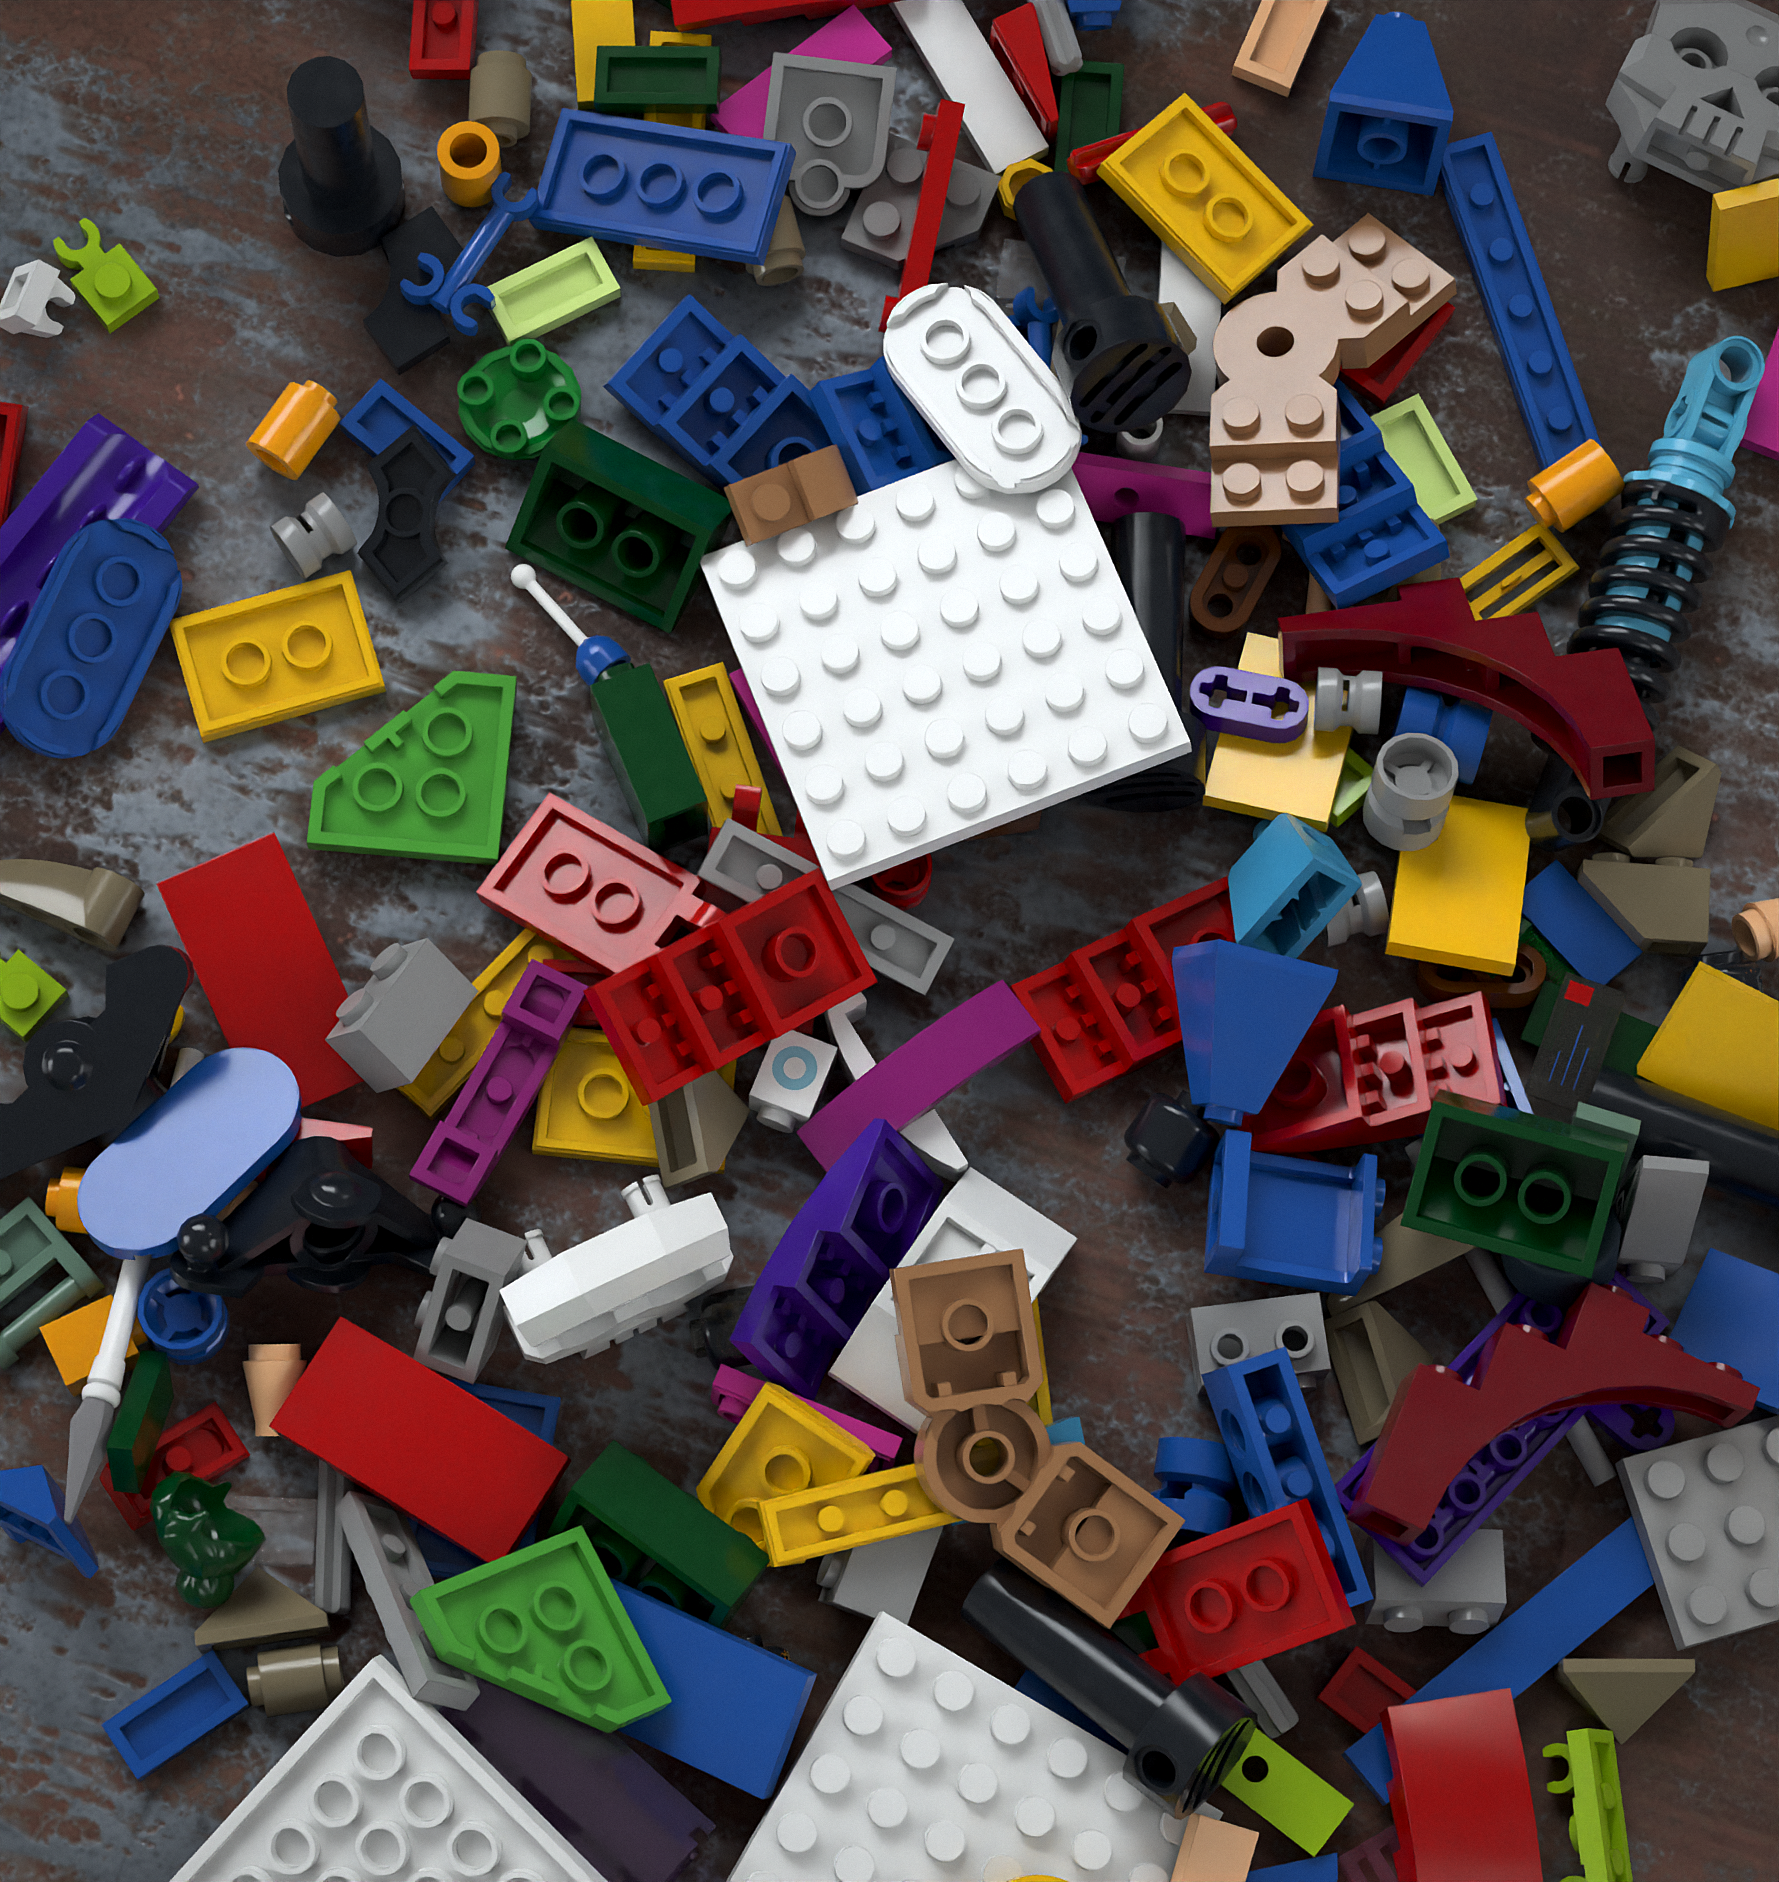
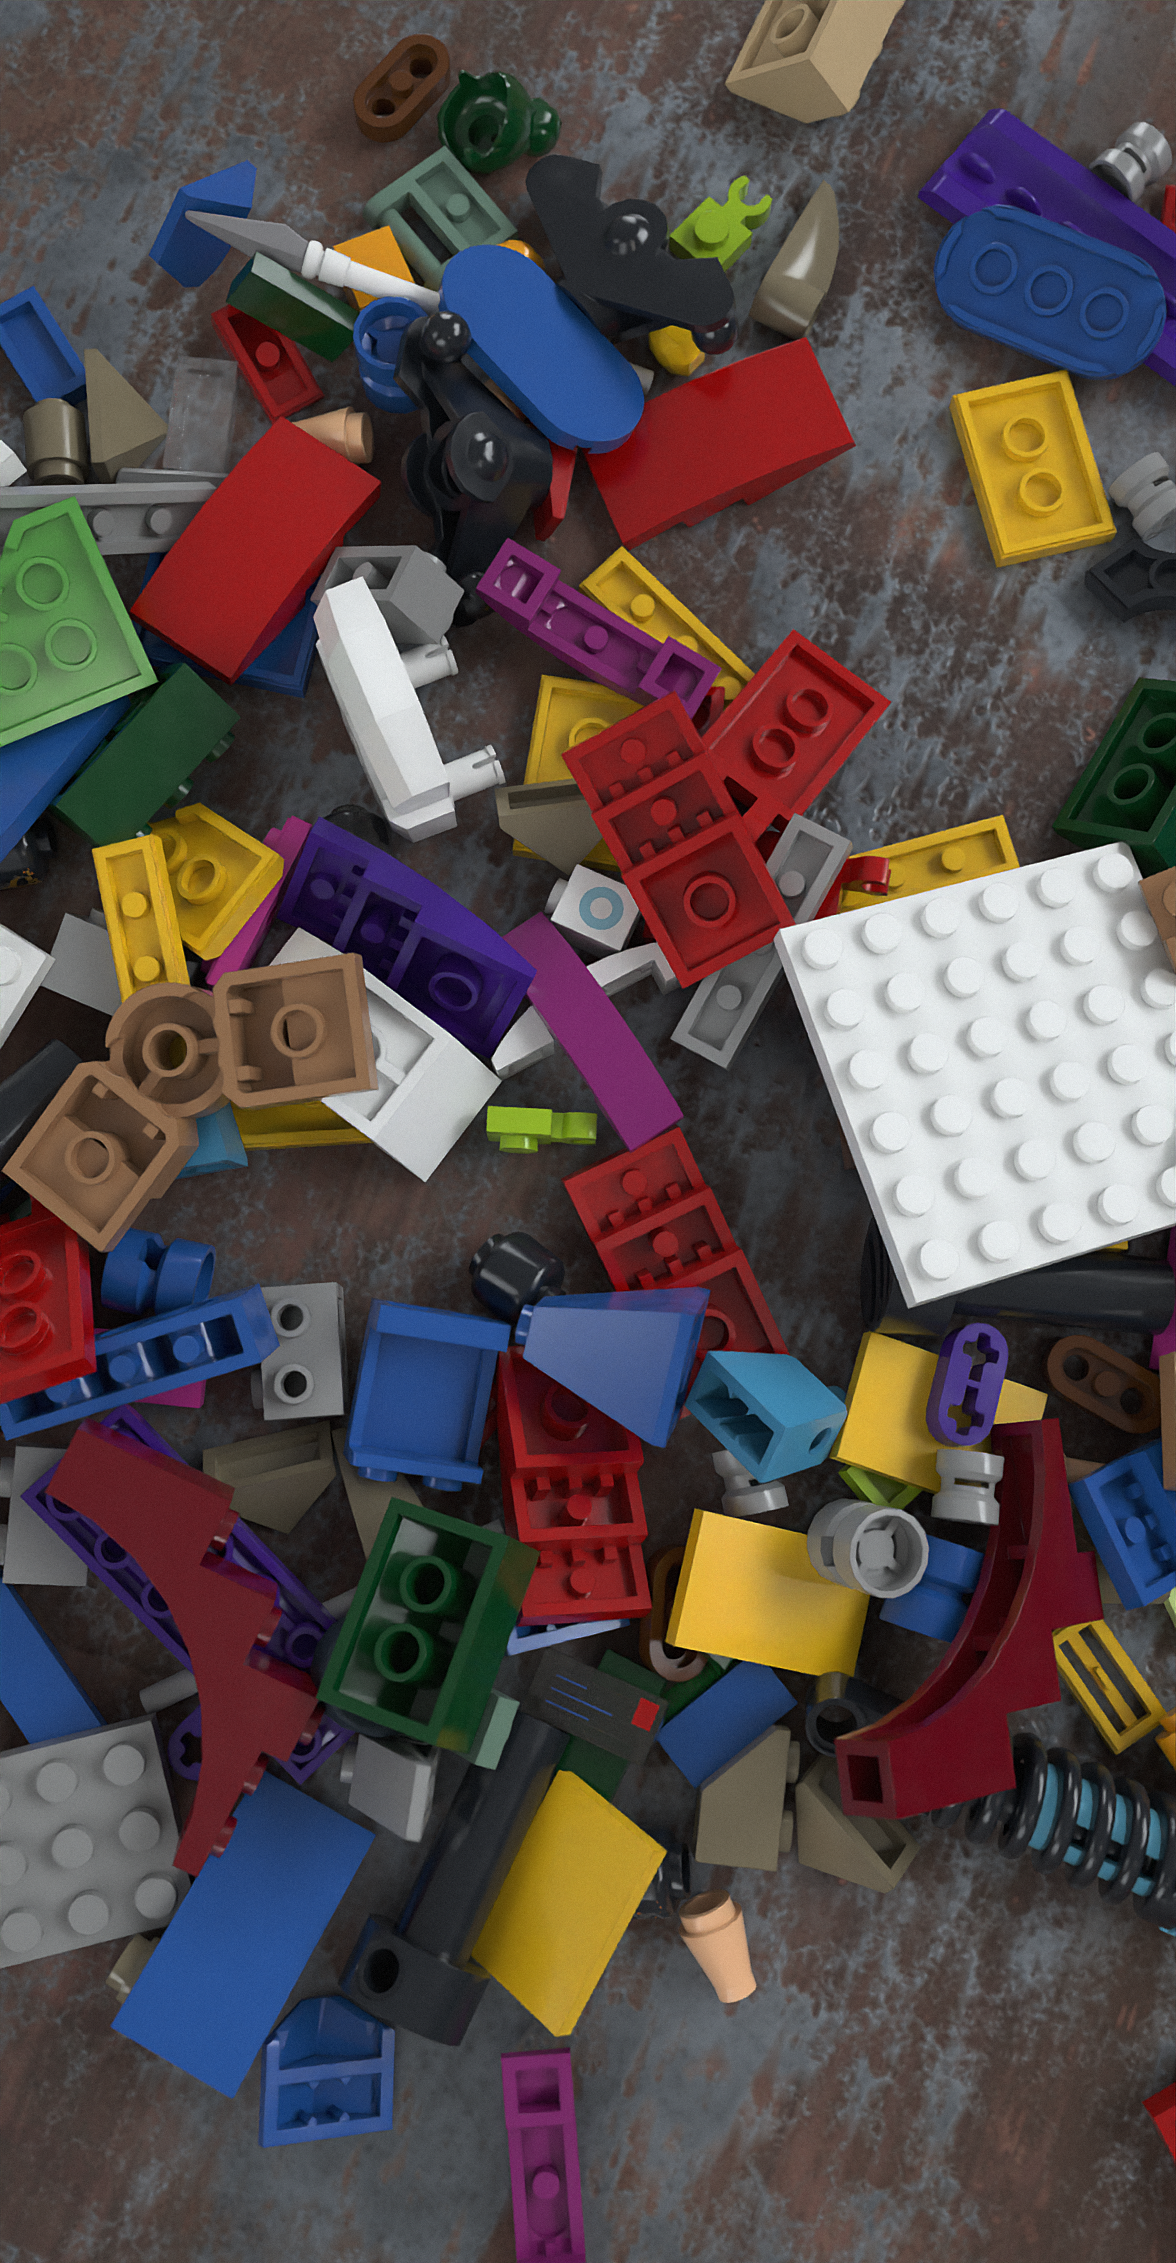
camera: 95 degrees right, 5 degrees up
(203, 1537) = (186, 366): dark green piece -> none
(400, 1014) = (671, 544): light grey brick -> none
(426, 779) = (909, 593): bright green plate -> none
(593, 653) = (1026, 753): hinge -> none
(648, 757) = (921, 781): dark green brick -> none
(913, 888) = (782, 1037): red wheel -> none
(1020, 1142) = (524, 1128): none -> lime plate

